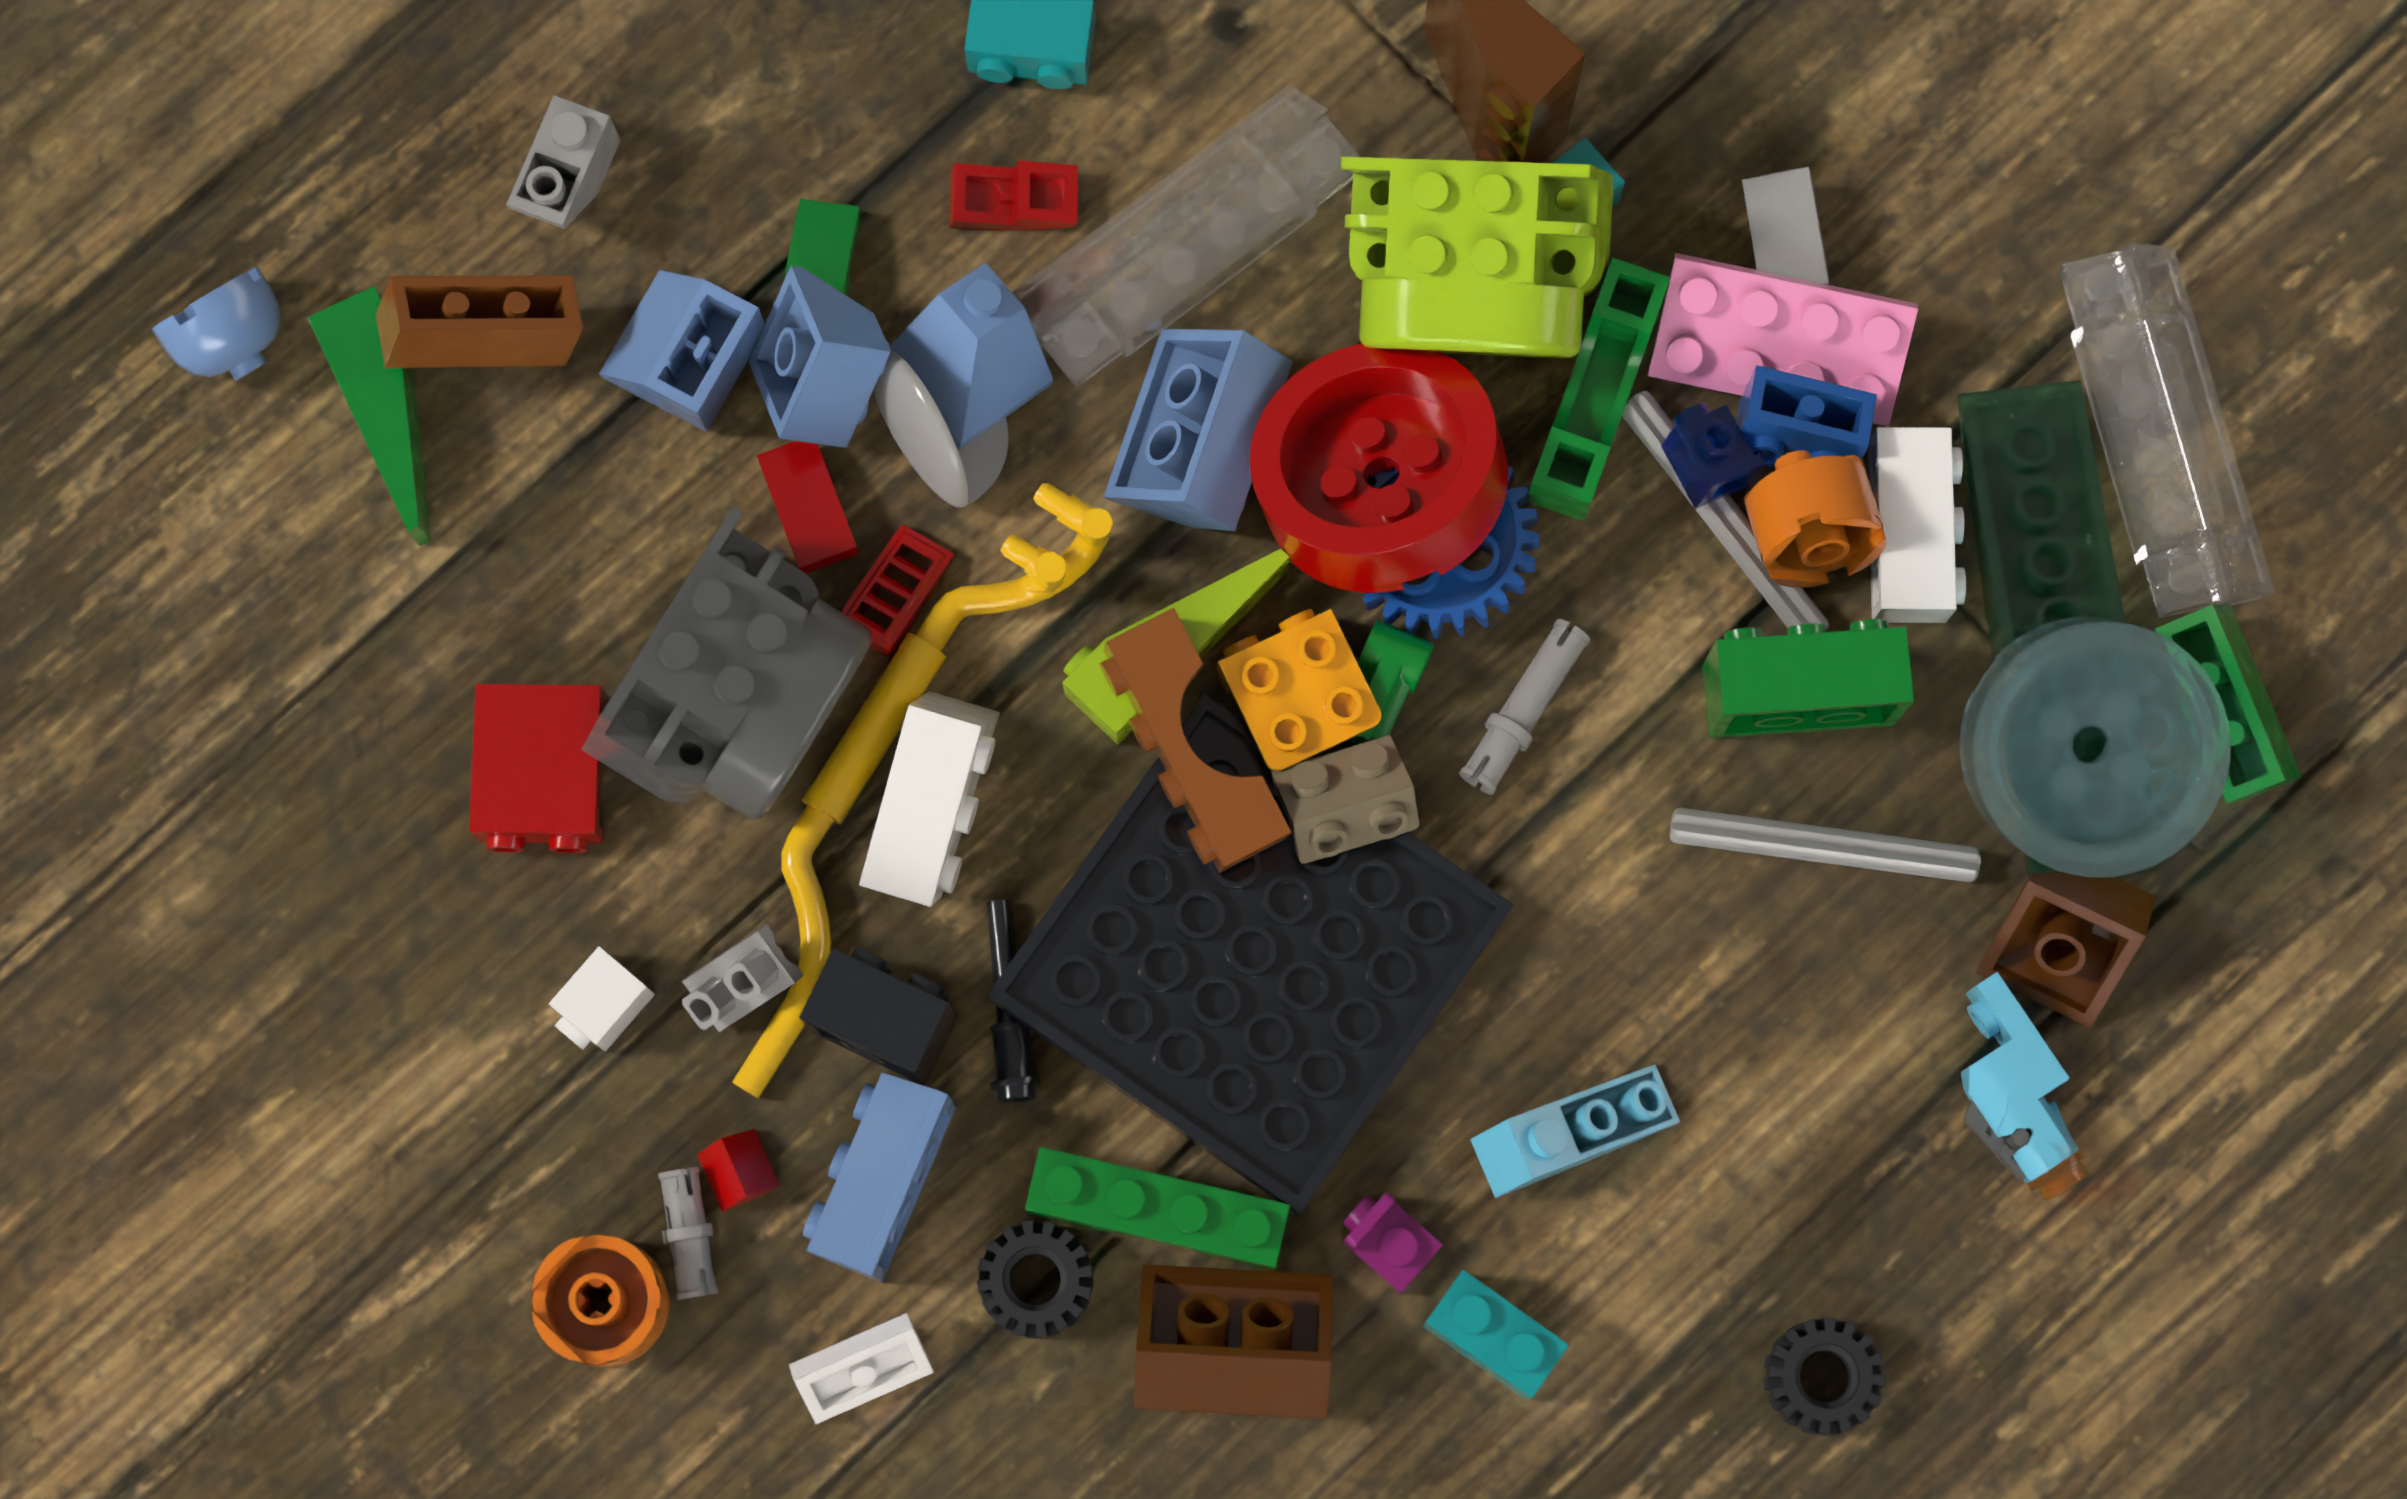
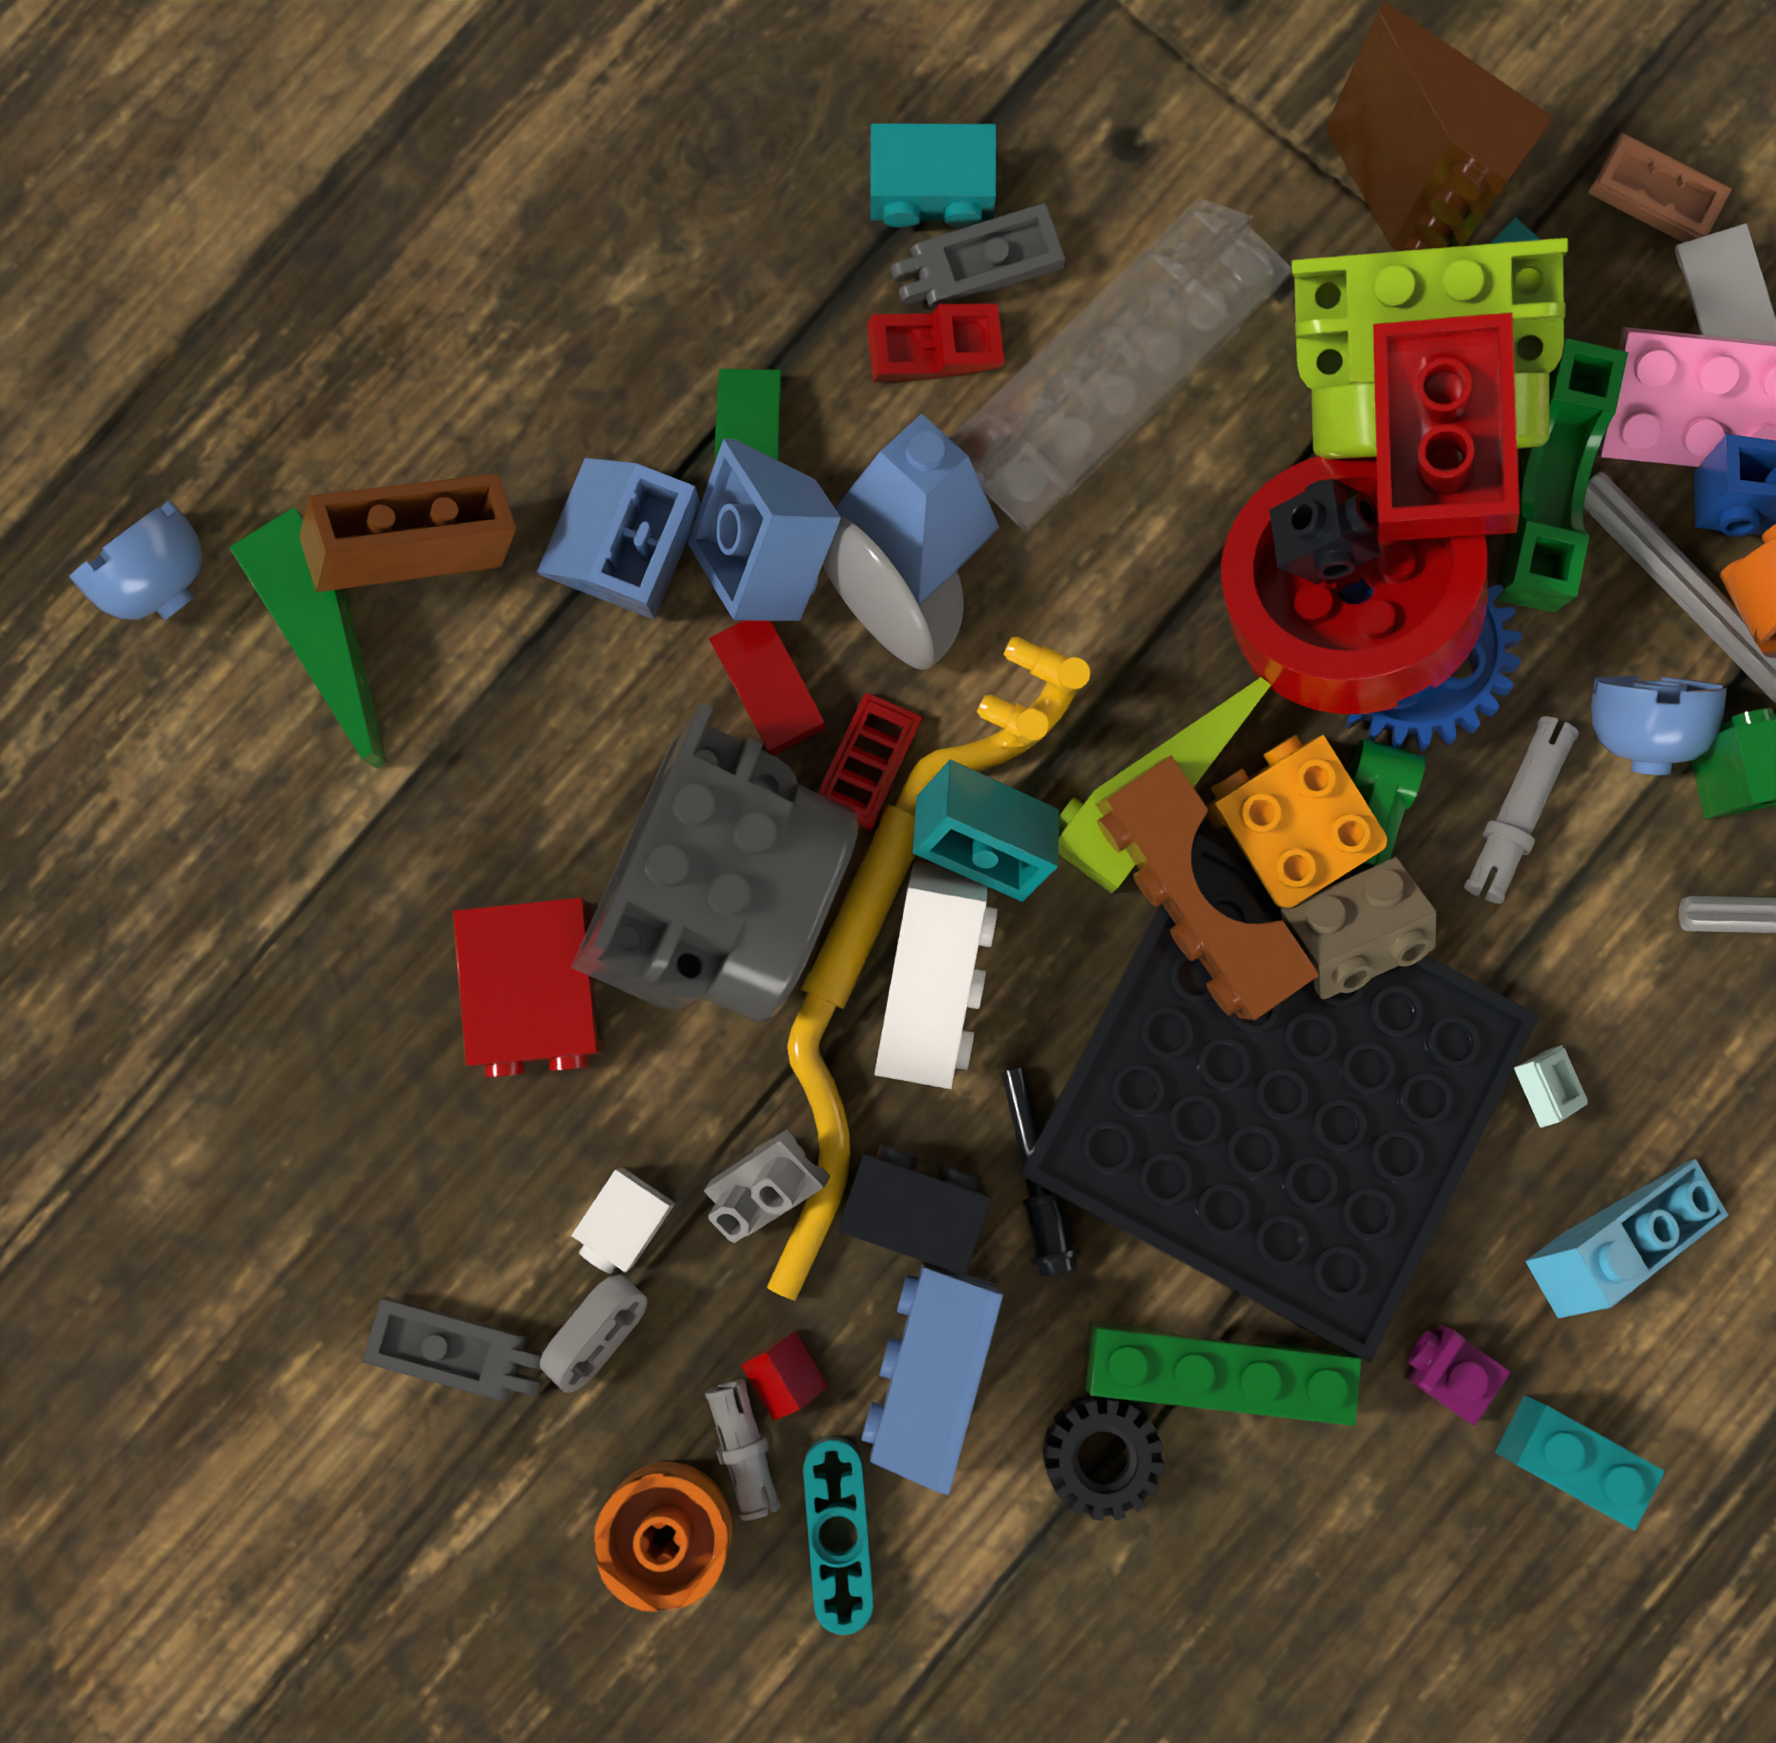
camera: 10 degrees left, 5 degrees up
(418, 1105) = (450, 1350): none -> dark grey hinge
(558, 1104) = (593, 1333): none -> light grey beam
(565, 163) = (474, 357): light grey slope -> none
(786, 1279) = (825, 1584): none -> teal beam
(861, 1368) = (937, 1569): white plate -> none
(996, 665) = (986, 831): none -> teal brick
(1067, 120) = (981, 258): none -> dark grey hinge
(1196, 427) = (1155, 559): medium blue slope -> none
(1234, 1341) = (1315, 1498): reddish brown slope -> none
(1350, 415) = (1325, 531): none -> black brick
(1460, 329) = (1446, 427): none -> red slope
(1517, 974) = (1551, 1086): none -> light aqua tile
(1661, 632) = (1656, 720): none -> medium blue cylinder
(1705, 469) = (1684, 530): clear blue brick -> none
(1737, 125) = (1659, 190): none -> nougat plate

